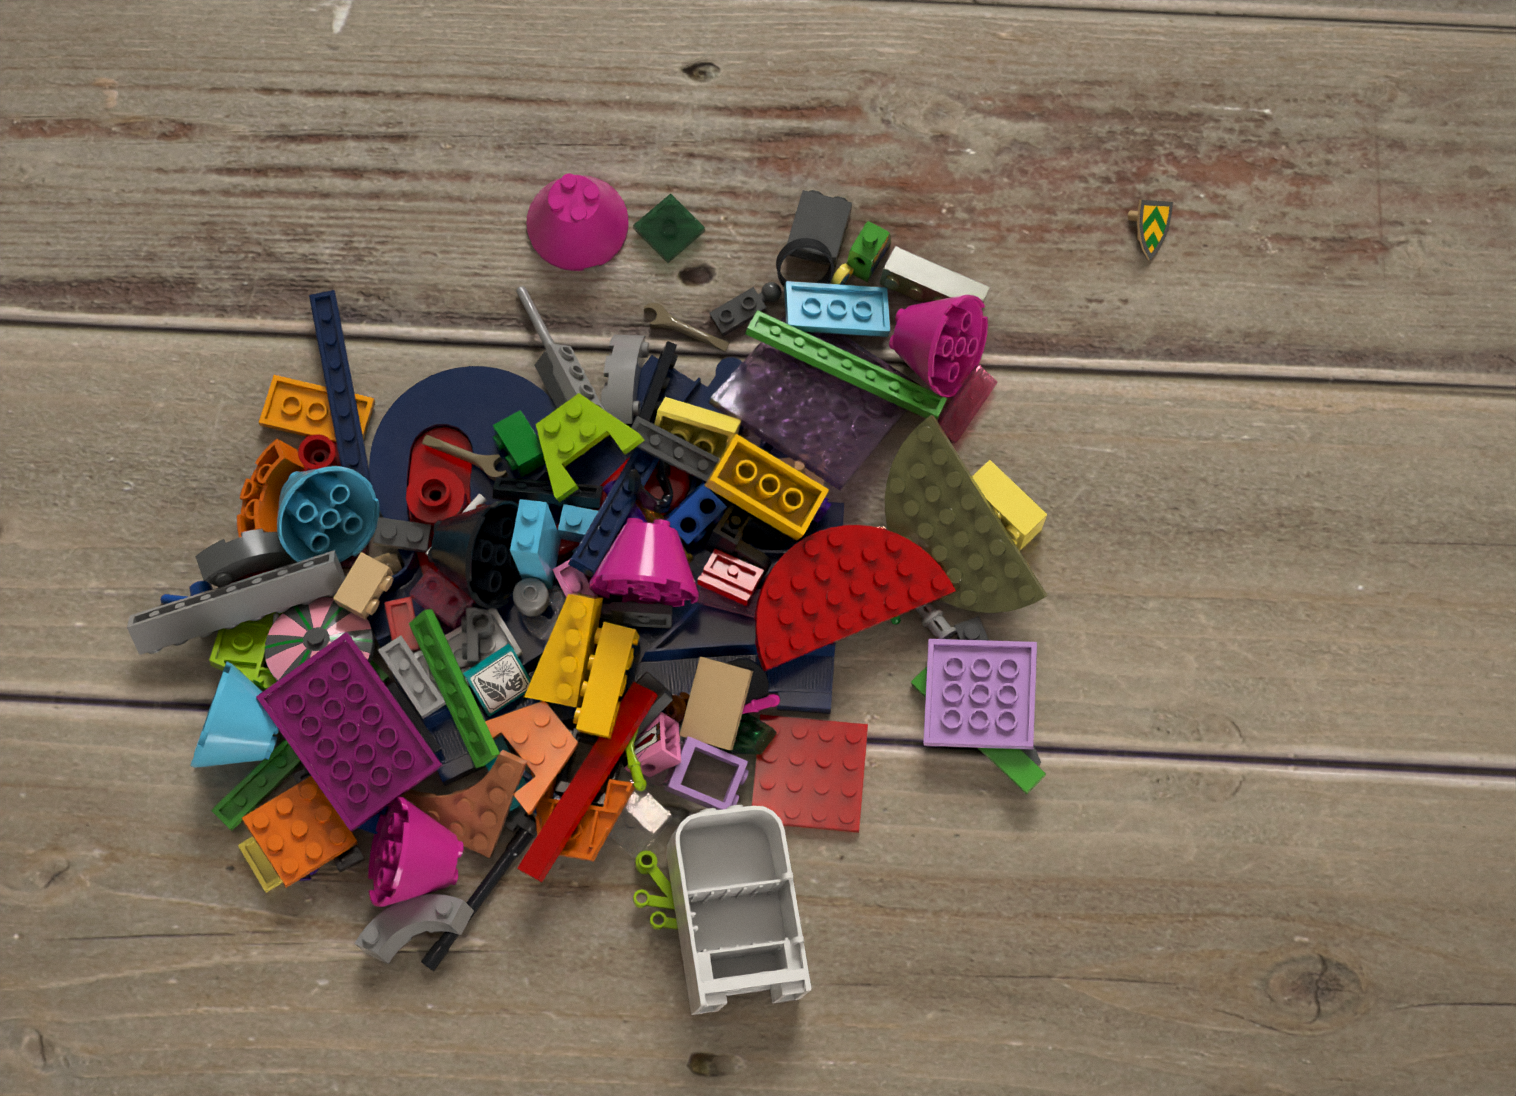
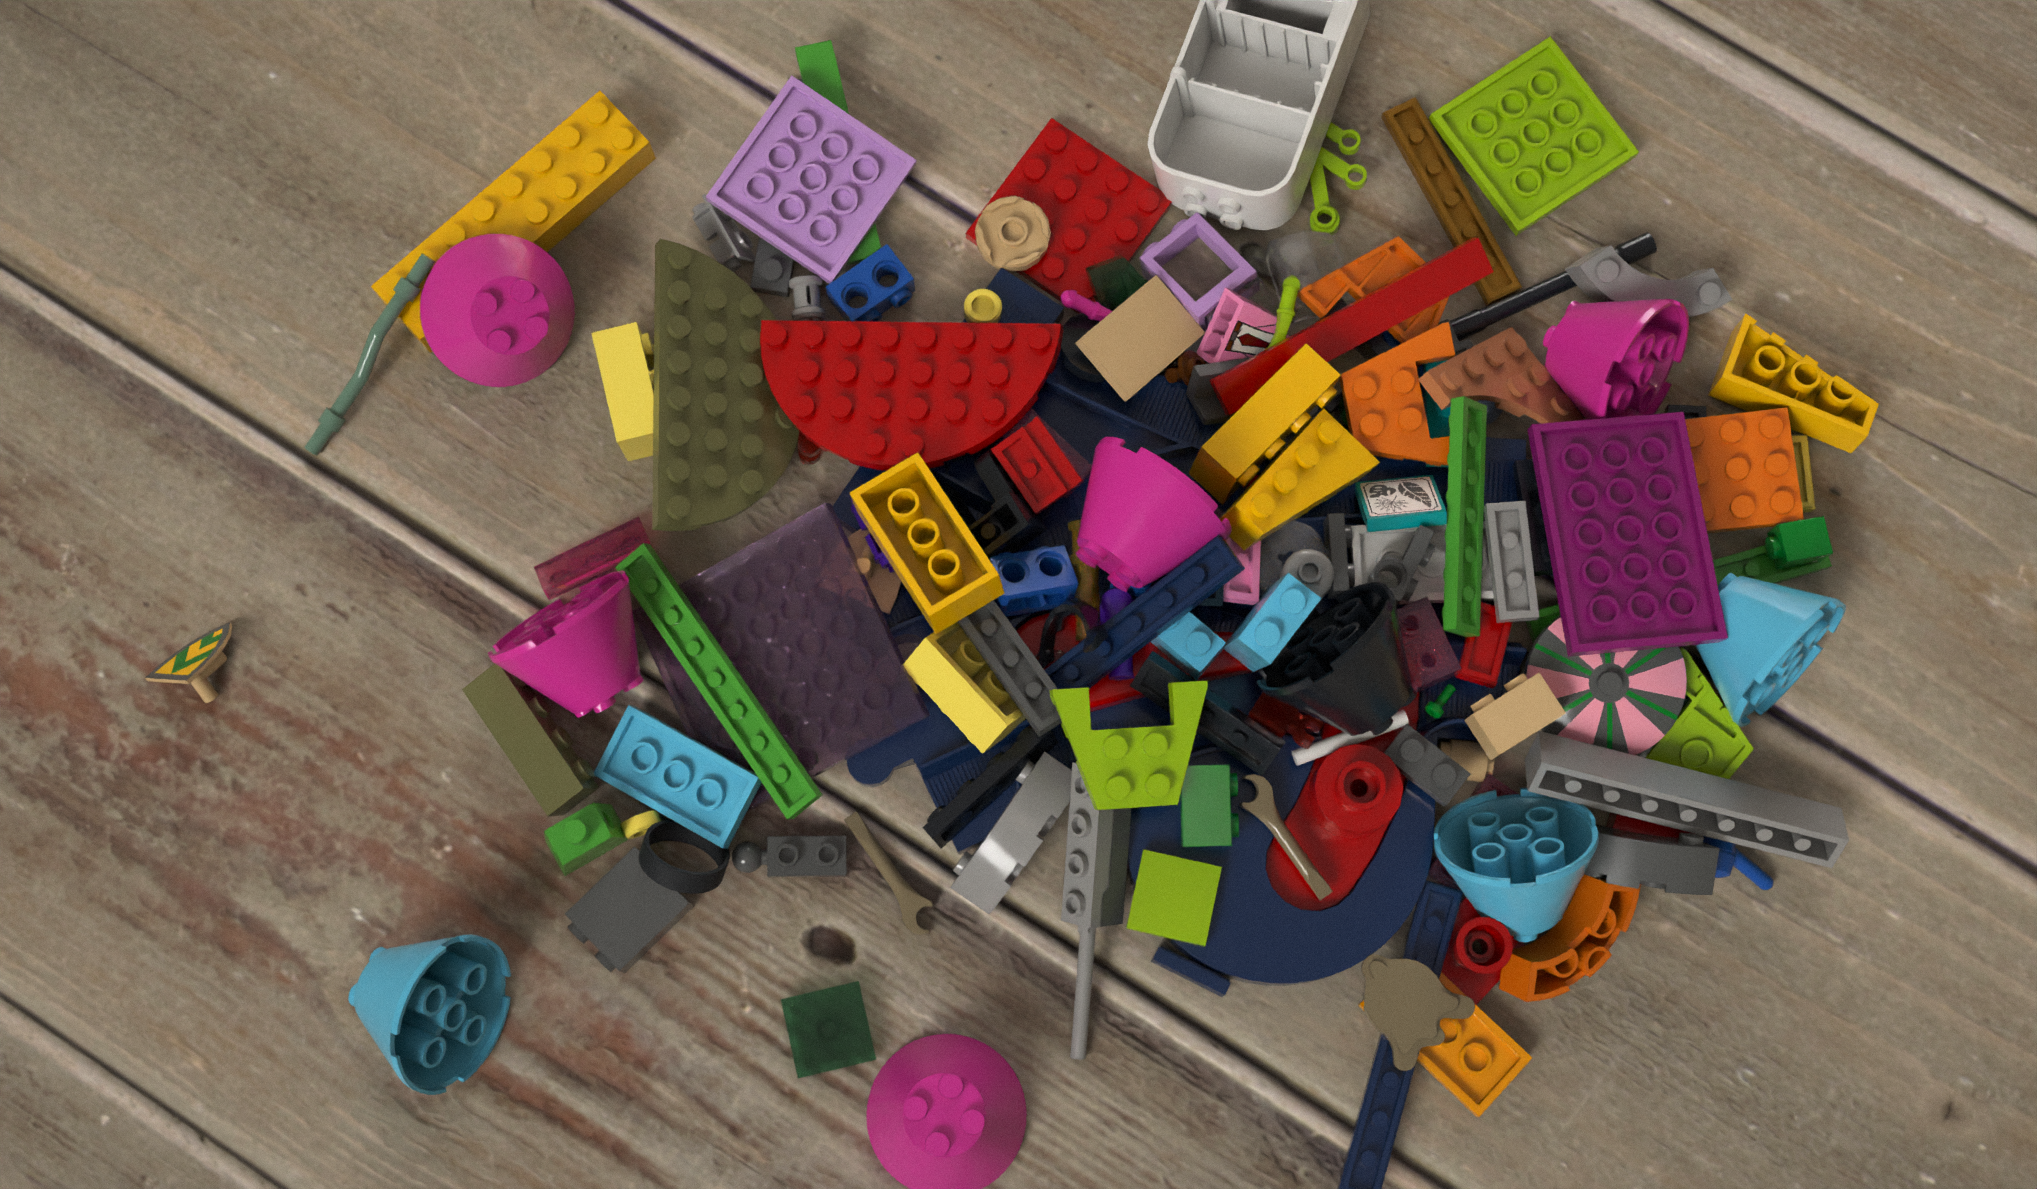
camera: 150 degrees left, 5 degrees up
(238, 804) = (1798, 543): none -> green brick
(295, 909) = (1766, 375): none -> yellow wedge
(344, 405) = (1407, 1004): none -> dark tan tile
(413, 574) = (1435, 708): none -> green piece
(494, 361) = (1191, 971): none -> dark blue tile
(511, 388) = (1174, 898): none -> lime tile
(514, 621) = (1336, 541): none -> dark grey plate
(540, 996) = (1533, 136): none -> lime plate
(572, 923) = (1448, 194): none -> pearl gold tile
(825, 672) = (982, 307): none -> light yellow tile
(836, 734) = (1012, 234): none -> tan tile
(890, 113) = (434, 1007): none -> medium azure cone
(907, 656) = (863, 281): none -> blue brick
(1007, 631) = (732, 242): none -> light grey hinge
(1115, 507) = (497, 310): none -> dark pink cone
(1146, 574) = (540, 193): none -> yellow brick
(1174, 480) = (333, 417): none -> sand green bar

